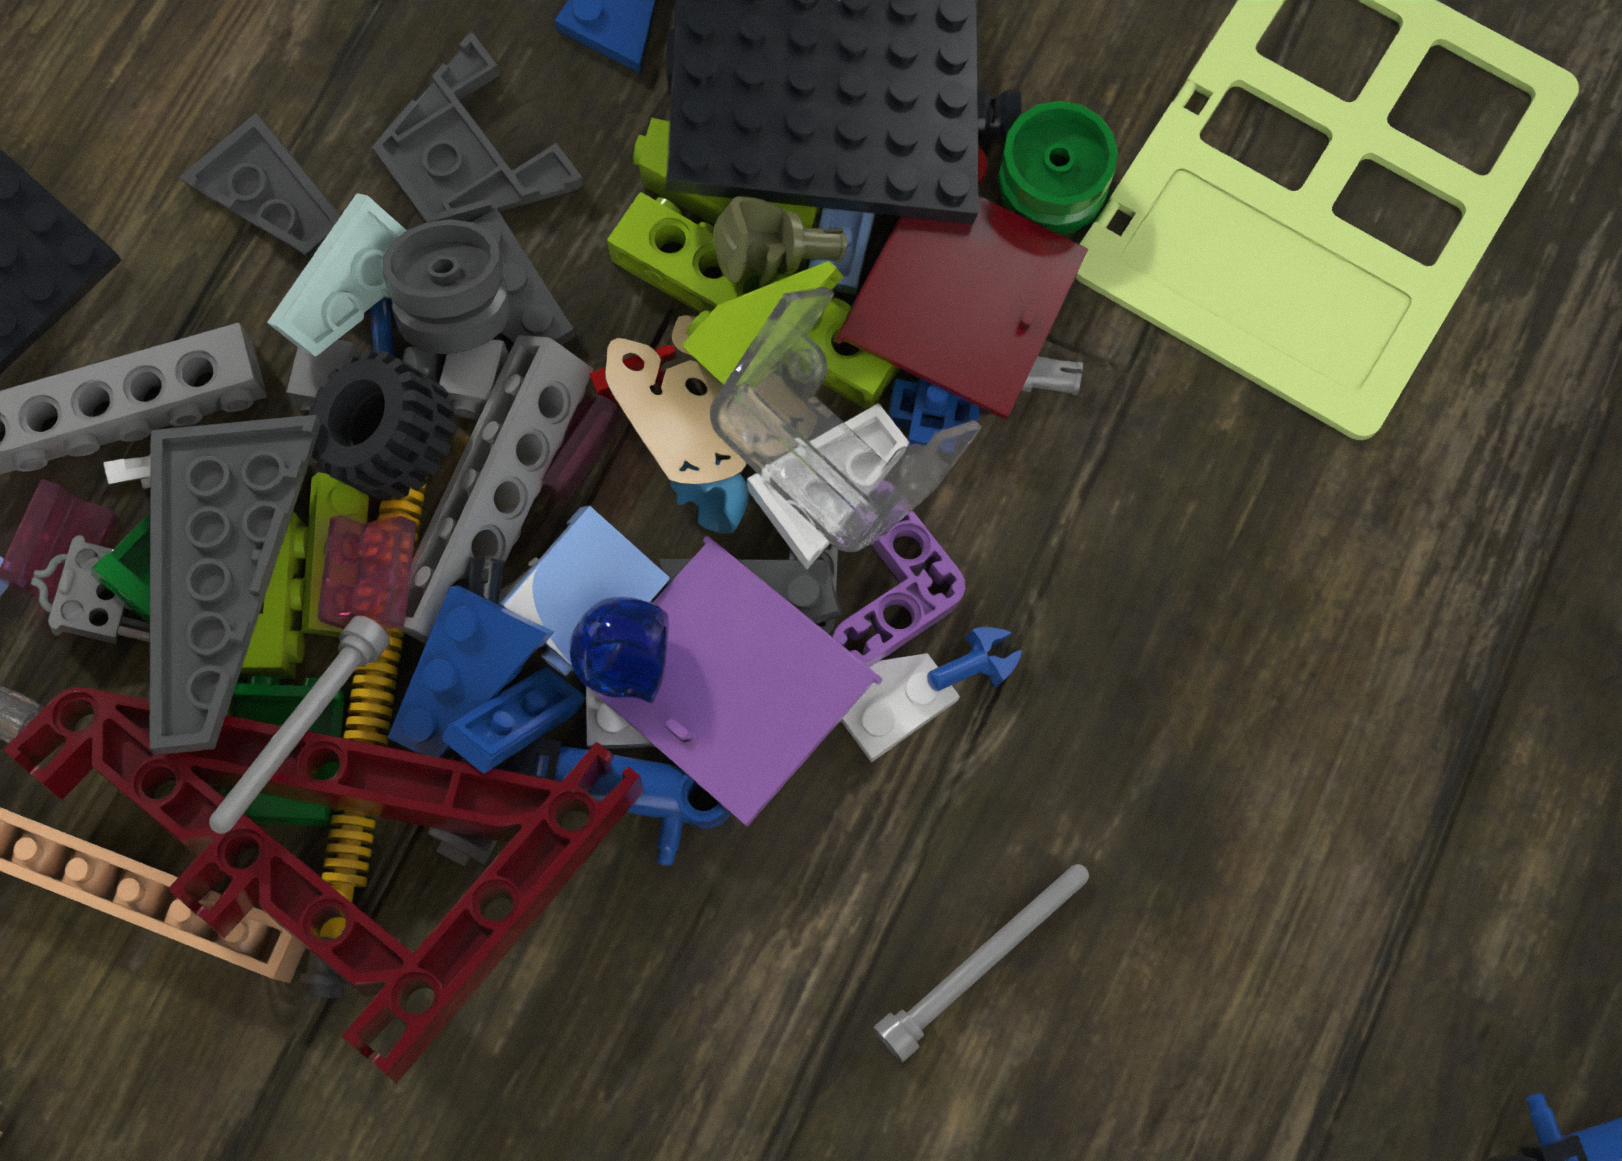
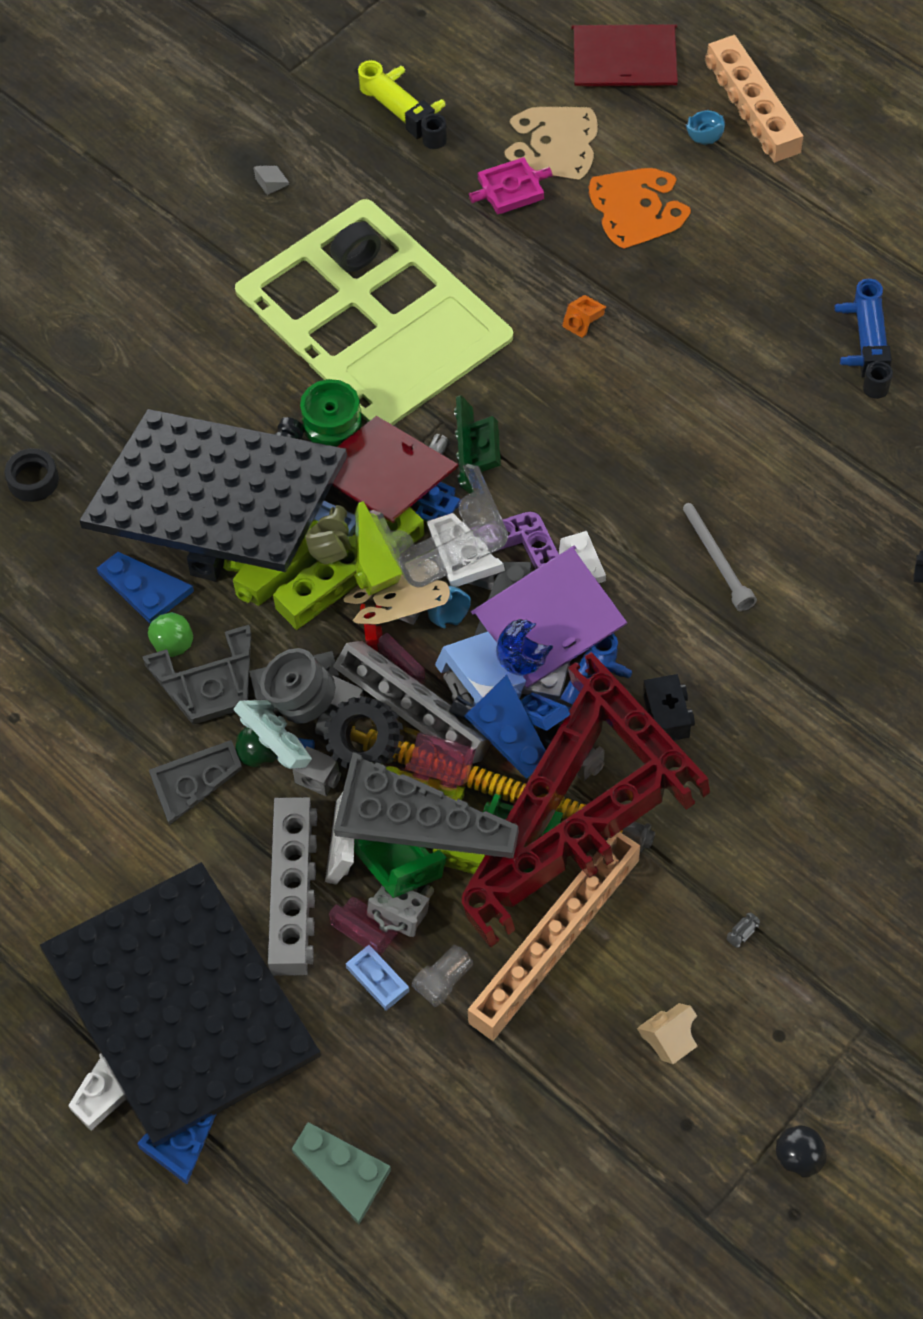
camera: 70 degrees left, 15 degrees down
(359, 644) = (479, 771): light grey piece -> none
(537, 63) = (171, 633): none -> bright green hair
(576, 953) = (664, 693): none -> black brick
(977, 661) = (578, 511): blue bar -> none
(1082, 439) = (476, 442): none -> dark green bracket
(1457, 74) = (347, 239): none -> black tyre
(1458, 550) = (581, 314): none -> orange bracket

